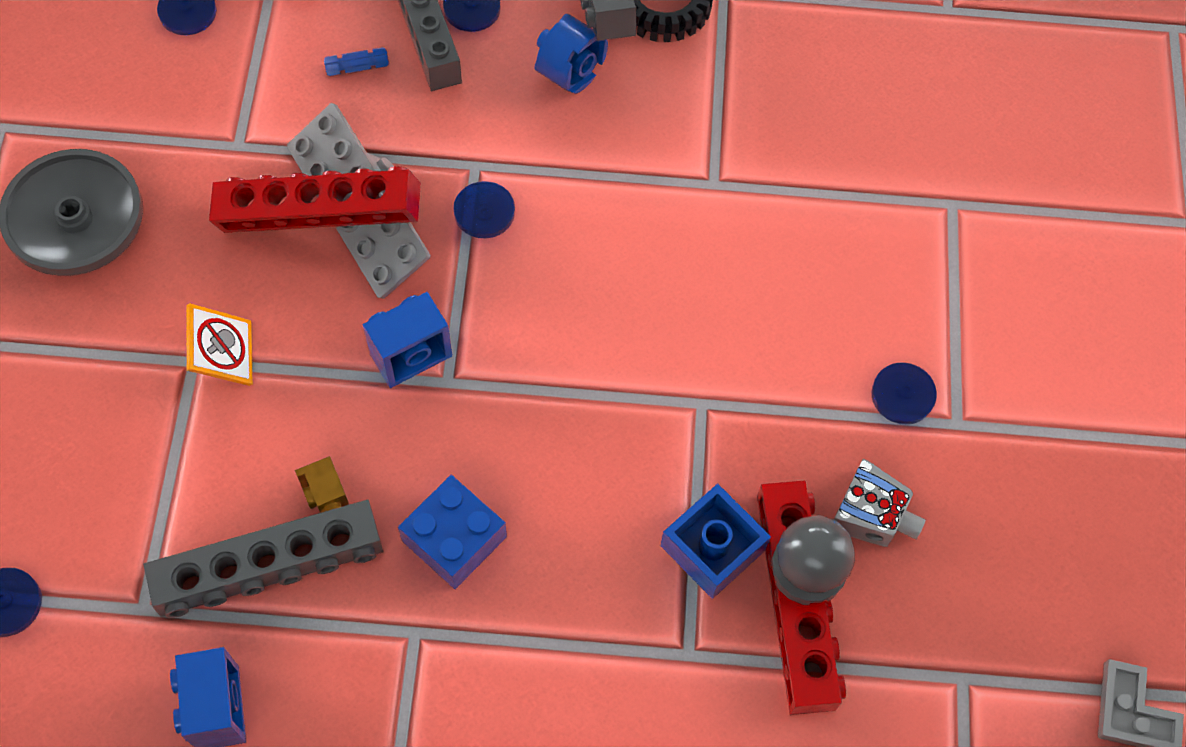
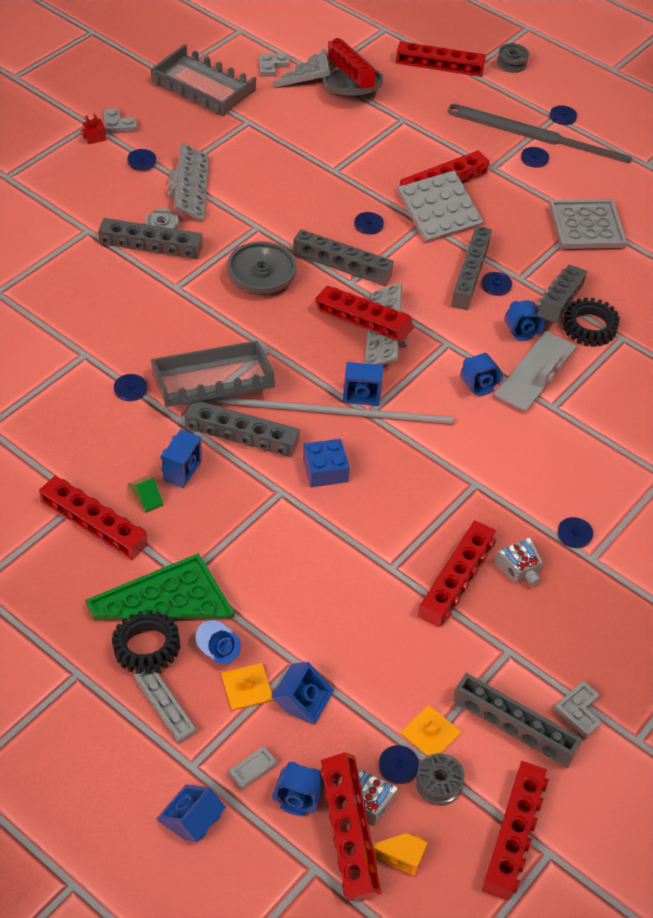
camera: 35 degrees right, 15 degrees down
(138, 488) = (212, 373): none -> window
(193, 106) = (343, 257): none -> dark grey brick
(218, 344) = (283, 344): piece -> none
(322, 485) = (285, 414): pearl gold brick -> none
(356, 61) = (426, 277): blue axle -> none
(360, 429) = (331, 410): none -> light grey piece
(484, 209) = (437, 359): clear blue piece -> none
(577, 198) = (481, 374): none -> blue brick
(646, 135) = (535, 371): none -> light grey bracket
(715, 540) = (436, 529): blue brick -> none
(813, 560) = (471, 552): dark grey tile -> none

